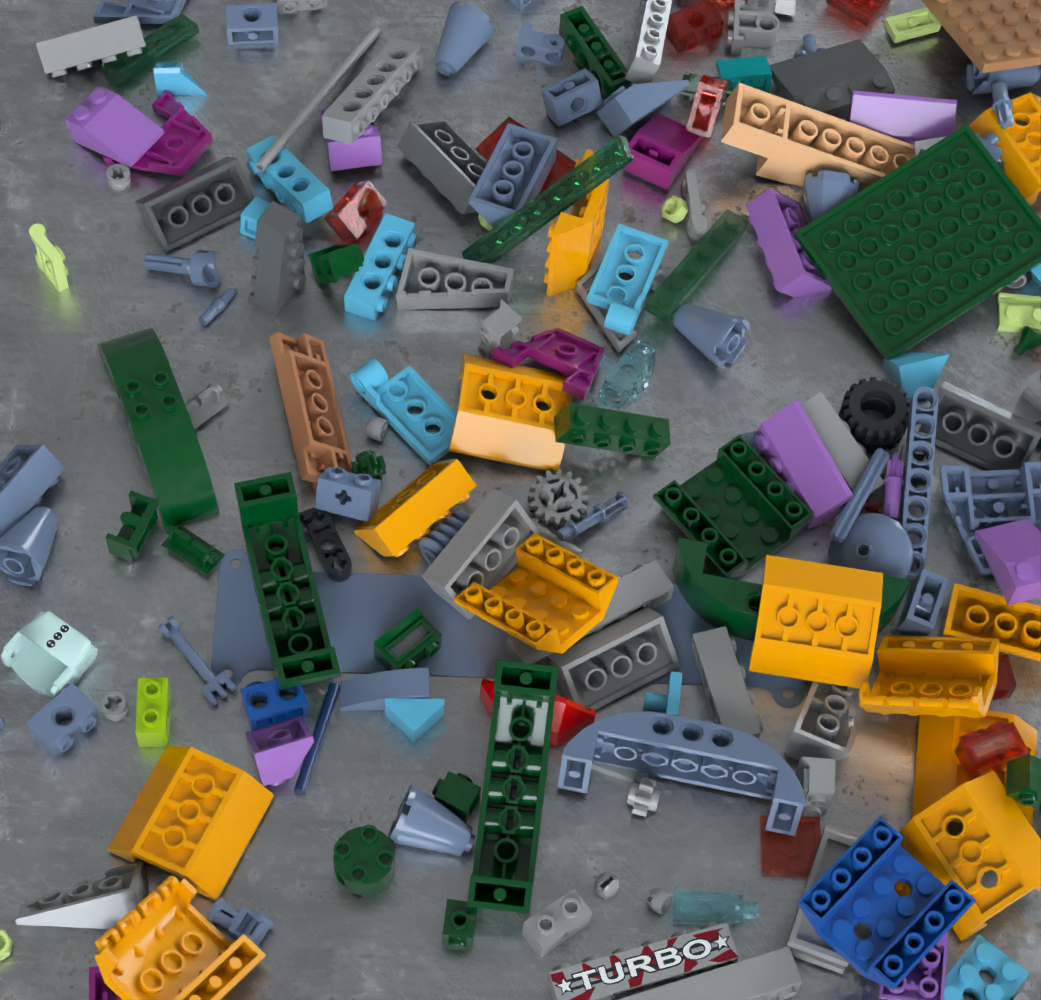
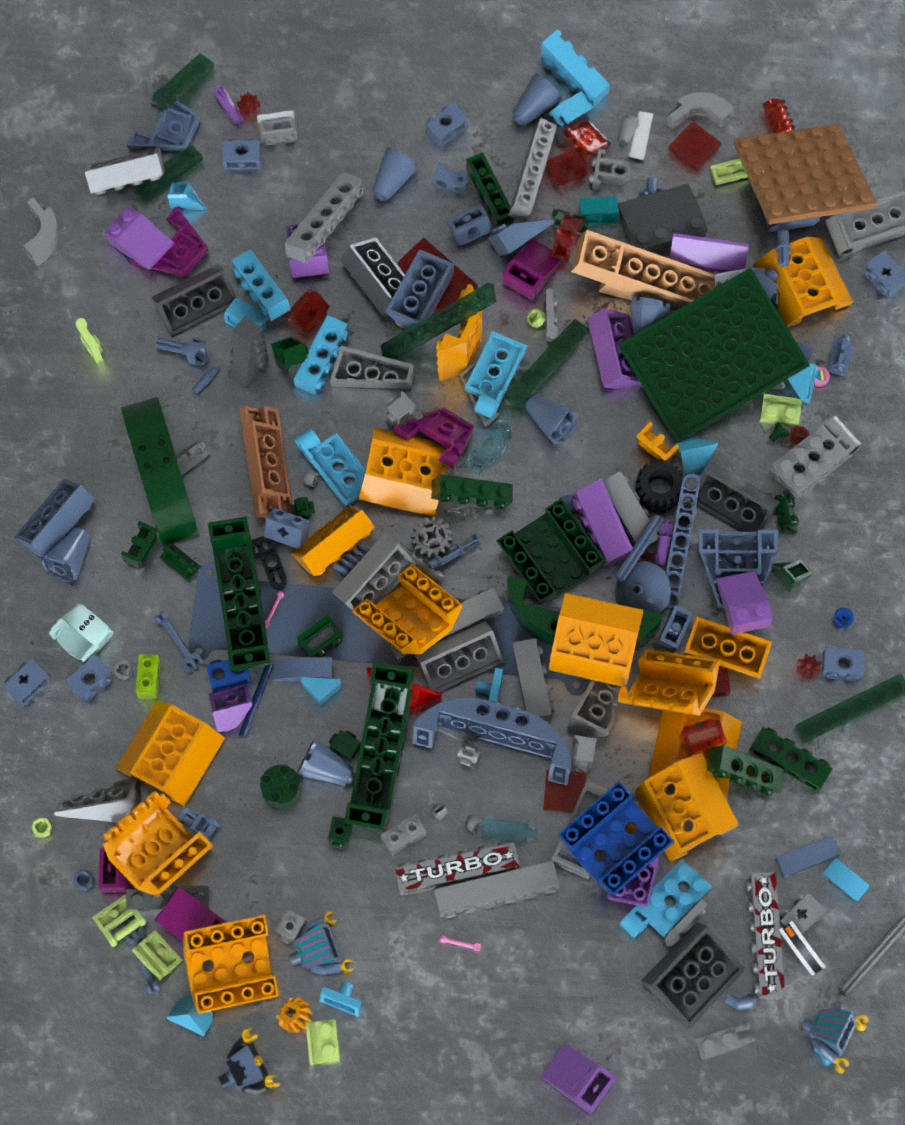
camera: 10 degrees right, 10 degrees up
(118, 184) = (140, 281): light grey bush -> none
(317, 99) = (285, 220): light grey piece -> none
(343, 589) = (280, 595): none -> bright pink hinge
(859, 363) = (655, 444): none -> light orange window

